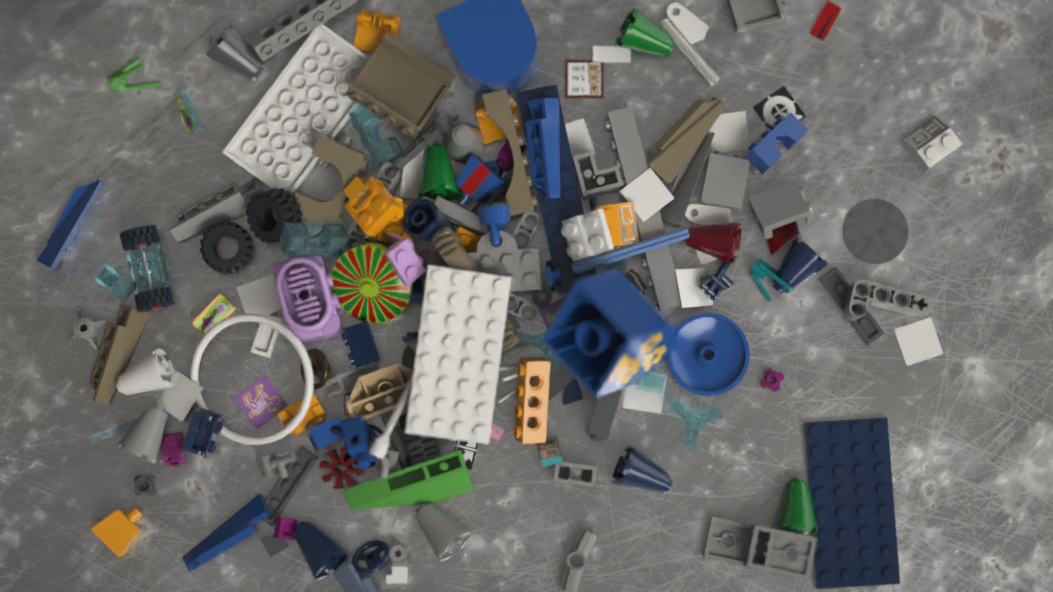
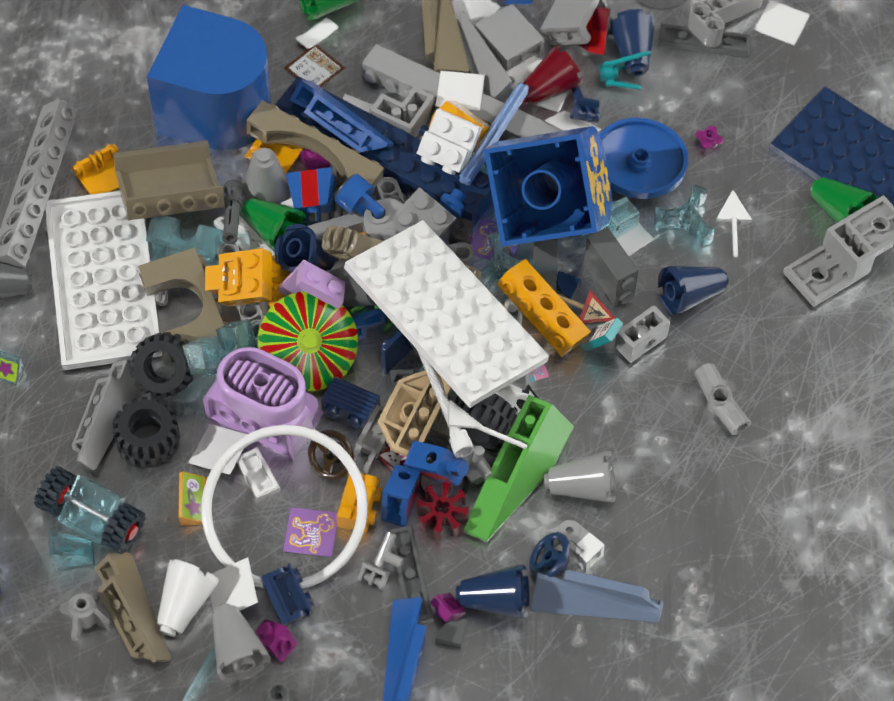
camera: 50 degrees left, 25 degrees down
(394, 434) = (459, 418): none -> white piece
(568, 425) = (592, 310): none -> piece
(730, 443) = (734, 211): none -> white piece

